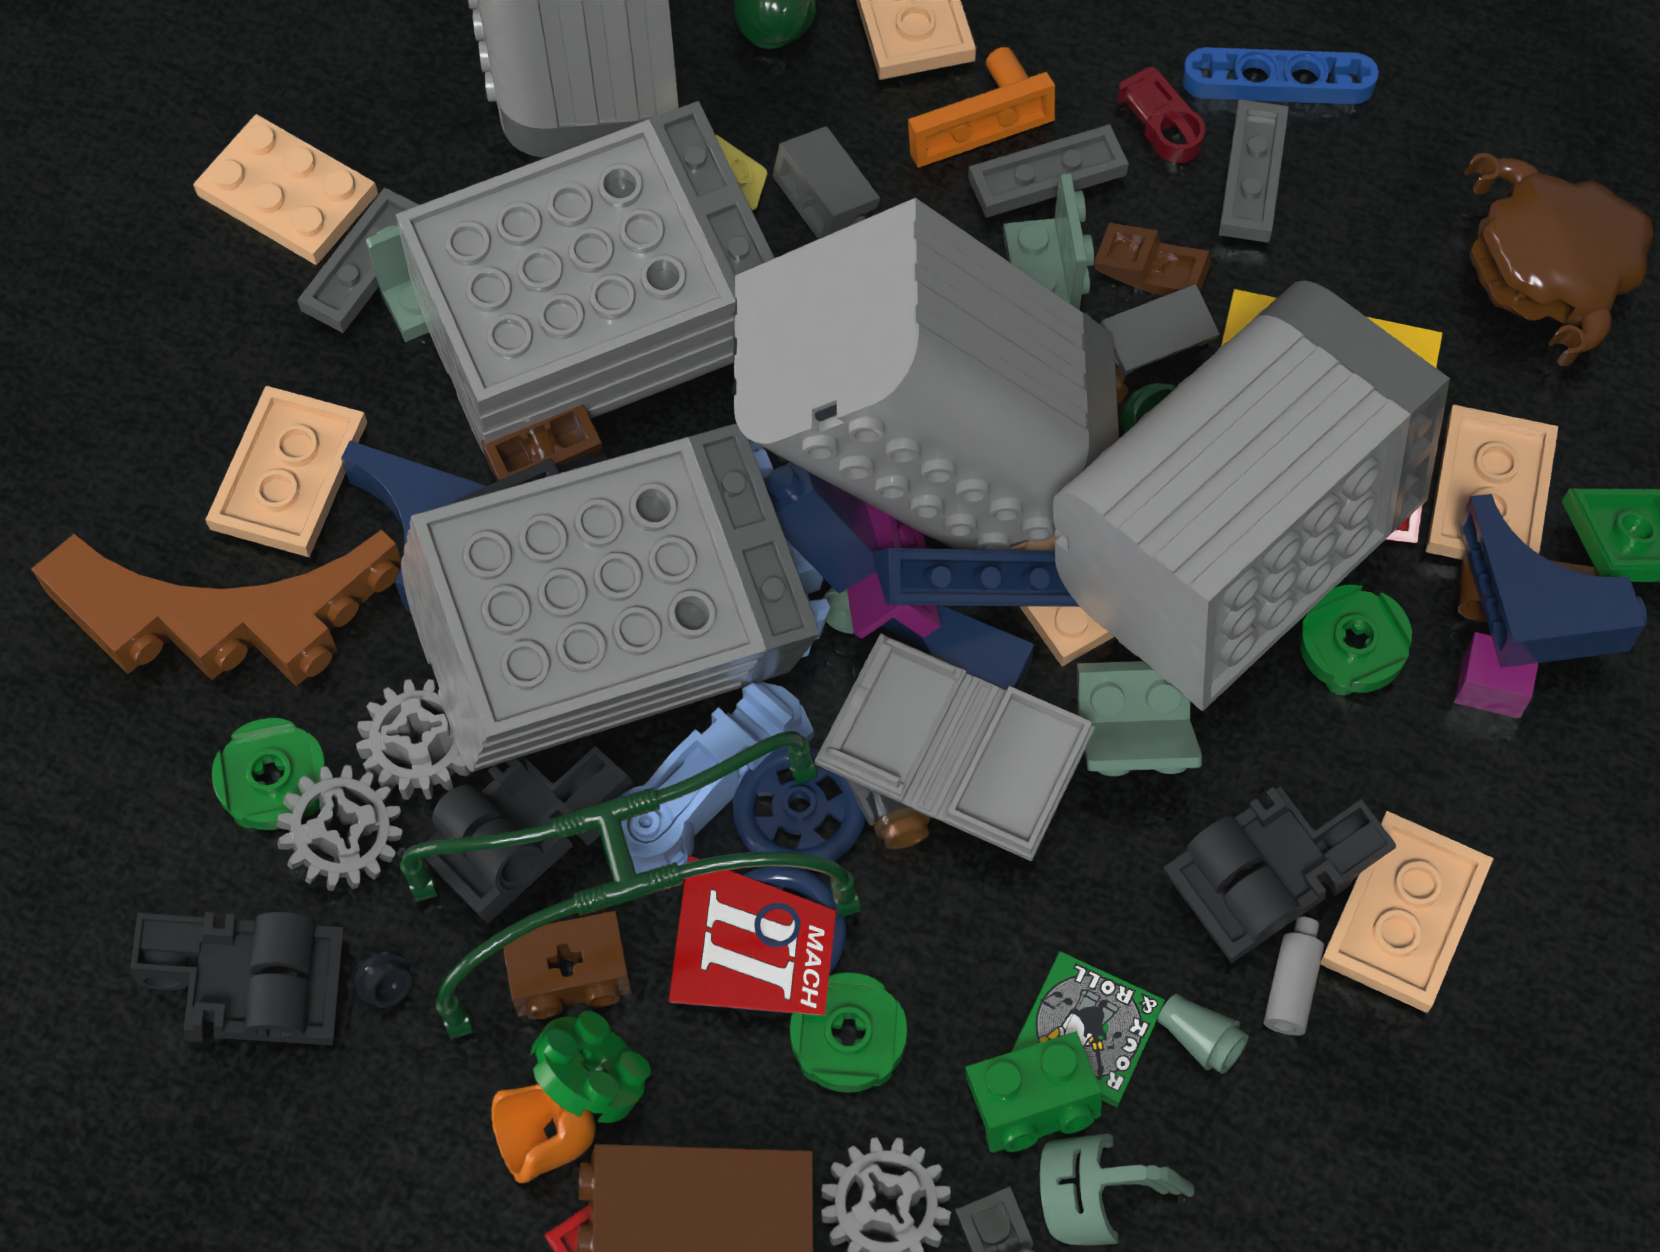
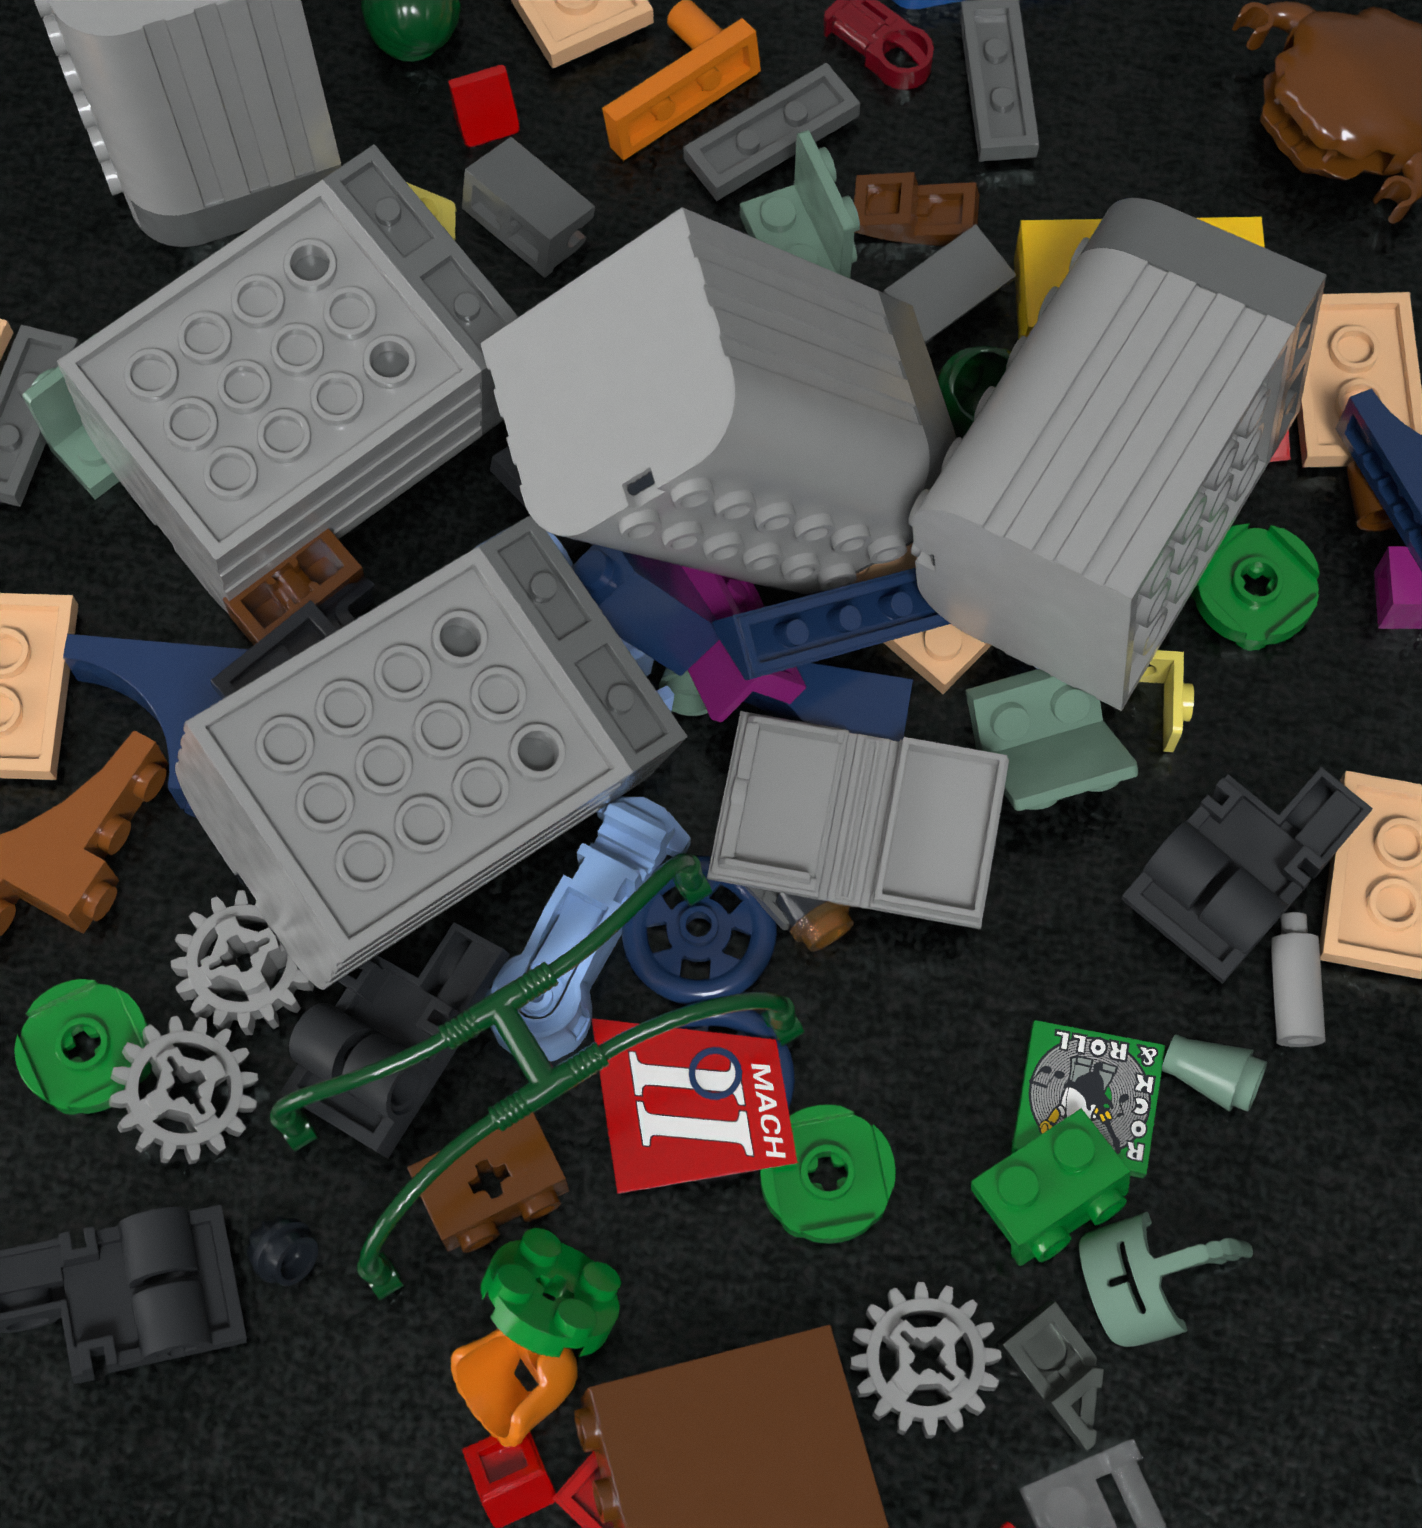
camera: 15 degrees left, 5 degrees up
(515, 1211) = (509, 1479): none -> red slope
(813, 97) = (484, 106): none -> red slope
(1253, 691) = (1178, 696): none -> light yellow bracket

